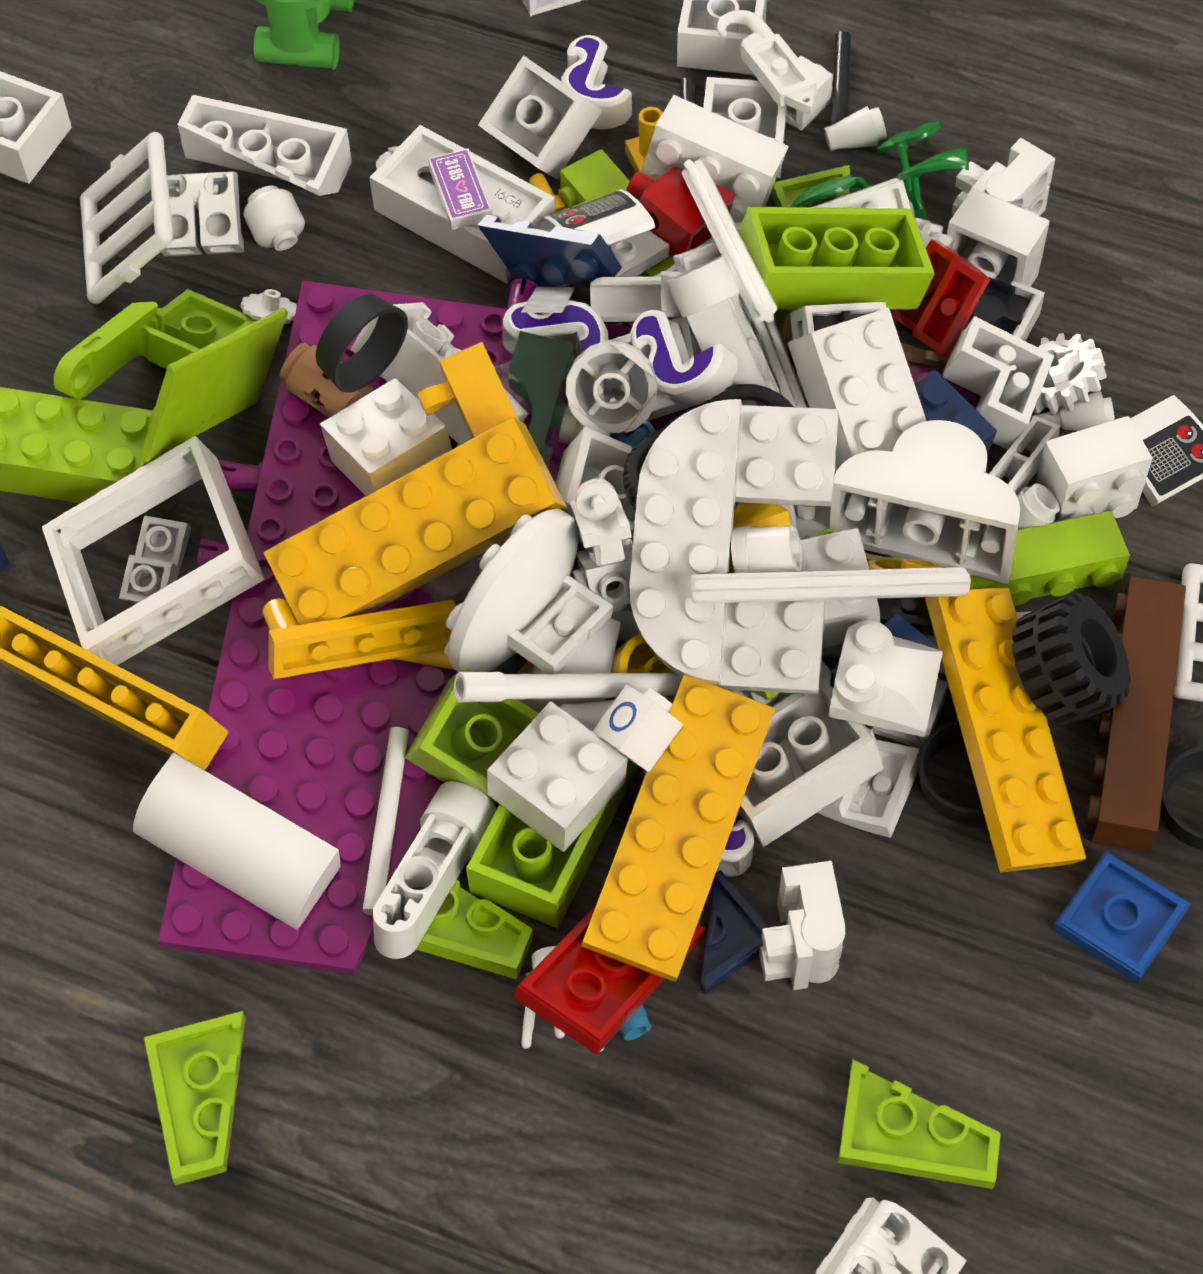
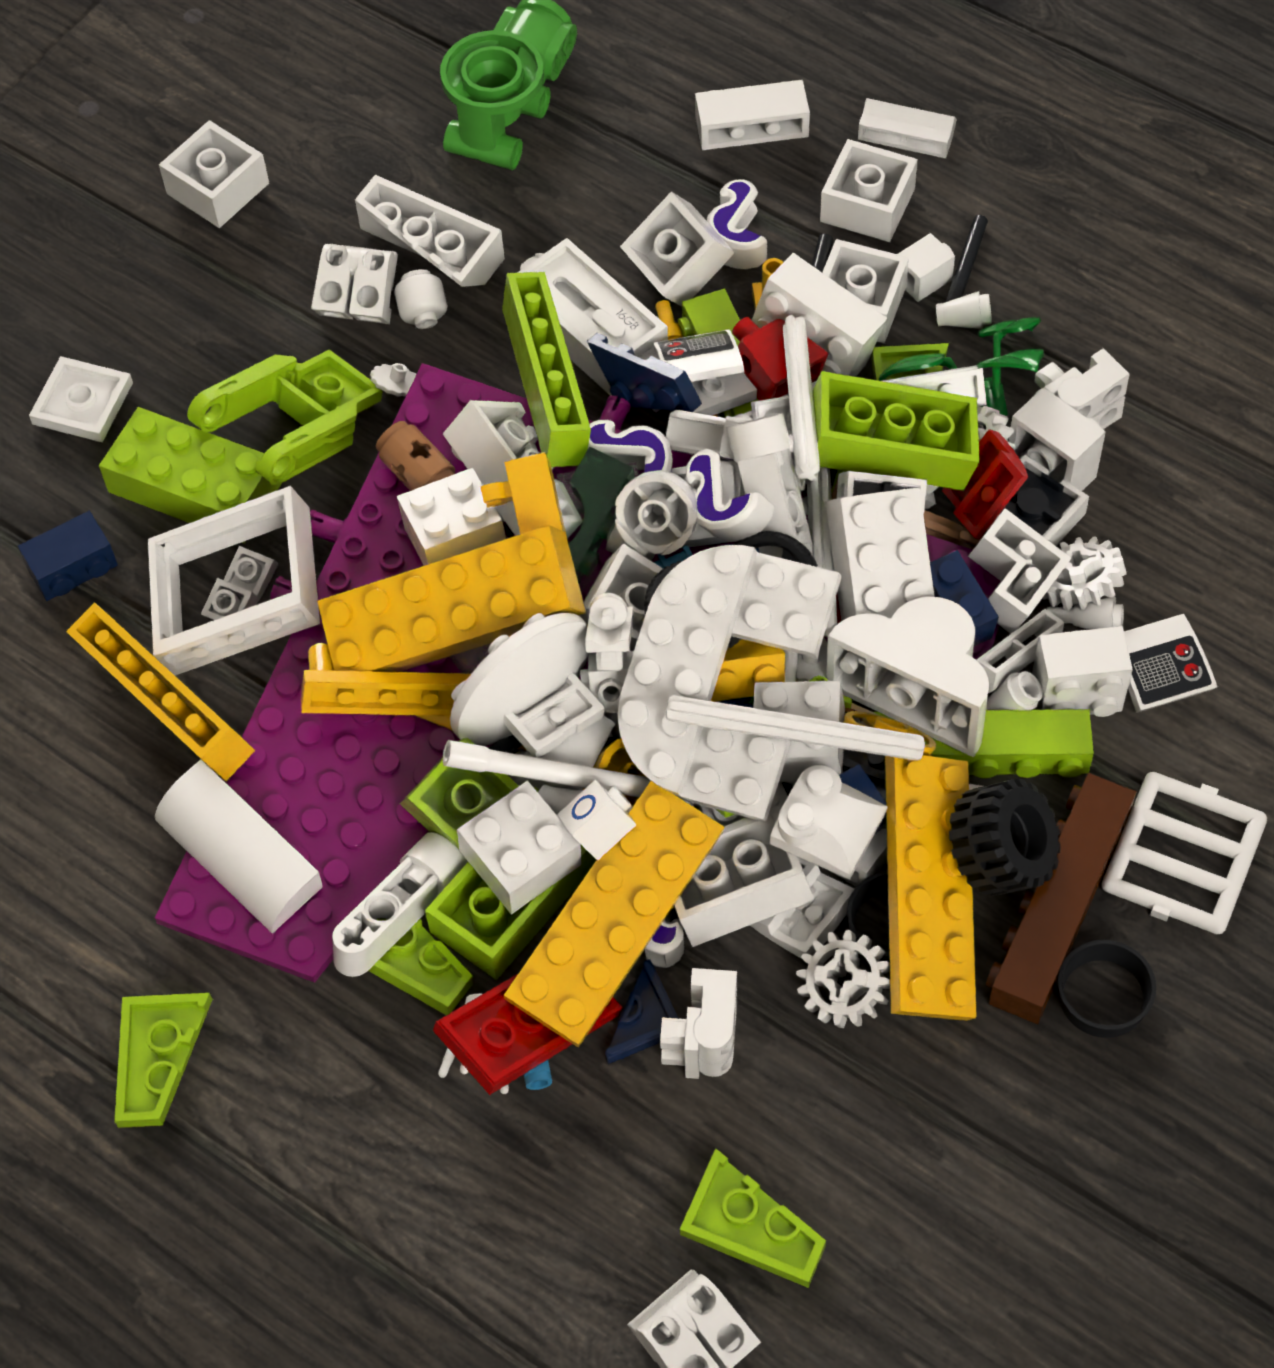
camera: 15 degrees right, 0 degrees up
(95, 223) = (312, 277): white bar -> none
(212, 384) = (319, 442): lime container -> none
(377, 351) = (455, 447): black tyre -> none
(386, 817) = (372, 848): white bar -> none
(444, 259) = (545, 369): none -> lime brick
(459, 188) = (584, 303): tile -> none
(548, 300) = (627, 421): white sticker -> none
(766, 549) = (749, 685): white piece -> none
(772, 62) = (897, 236): white plate -> none
(960, 845) = (844, 961): none -> white gear
(1121, 917) = (994, 1076): blue tile -> none

